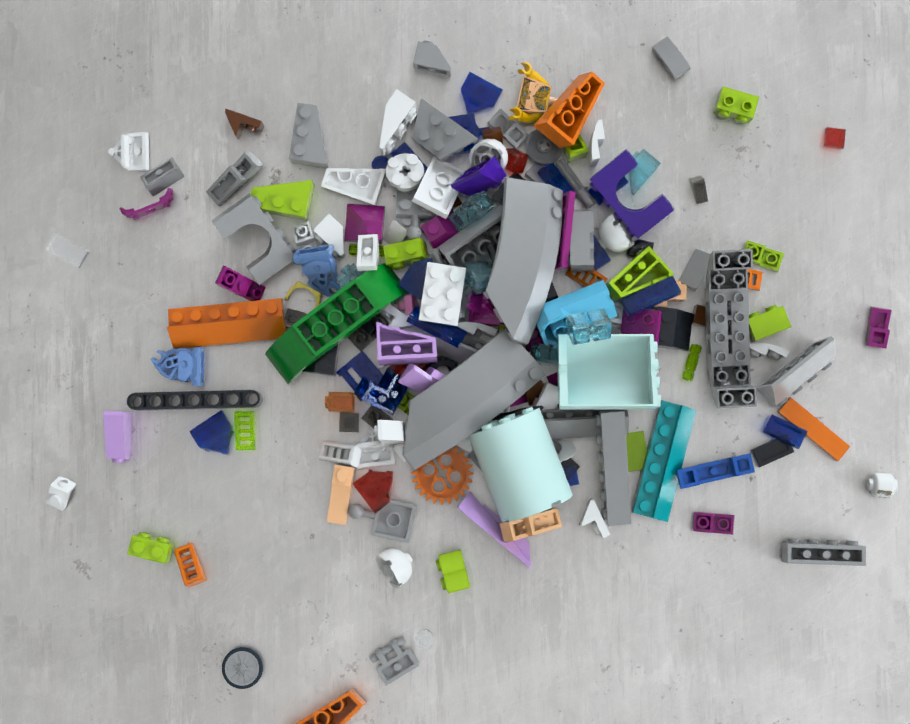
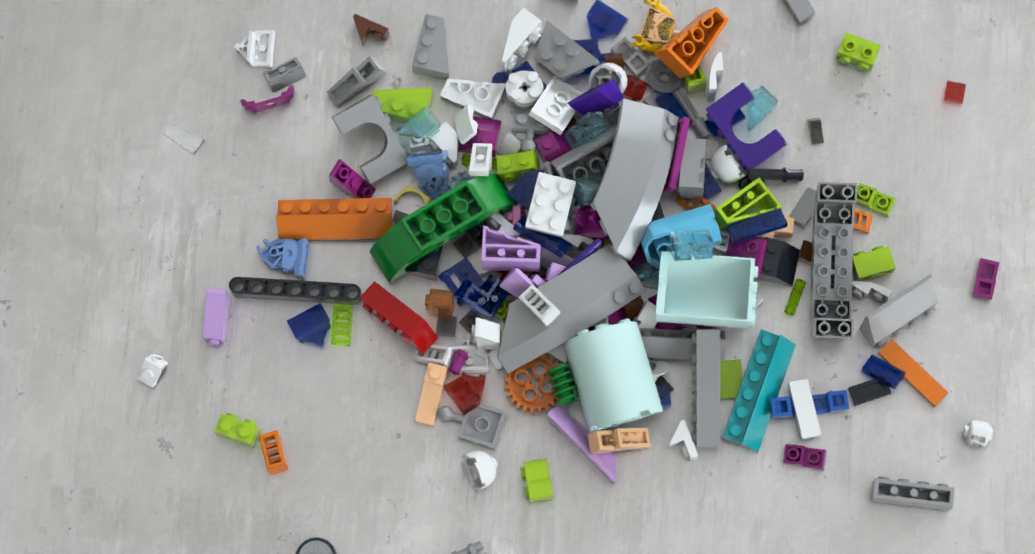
camera: 10 degrees right, 10 degrees down
(300, 420) = (398, 317): none -> red wedge
(303, 221) = (420, 125): none -> clear light blue slope
(348, 215) = (465, 125): none -> white slope
(364, 459) = (460, 357): none -> magenta pin
(450, 408) = (548, 313): none -> white slope
(451, 362) = (553, 270): none -> lavender slope
(470, 476) = (562, 385): none -> green piece
(483, 339) = (587, 252): none -> dark purple bar
(664, 239) = (776, 174): none -> black axle
(710, 476) = (804, 409): none -> white tile

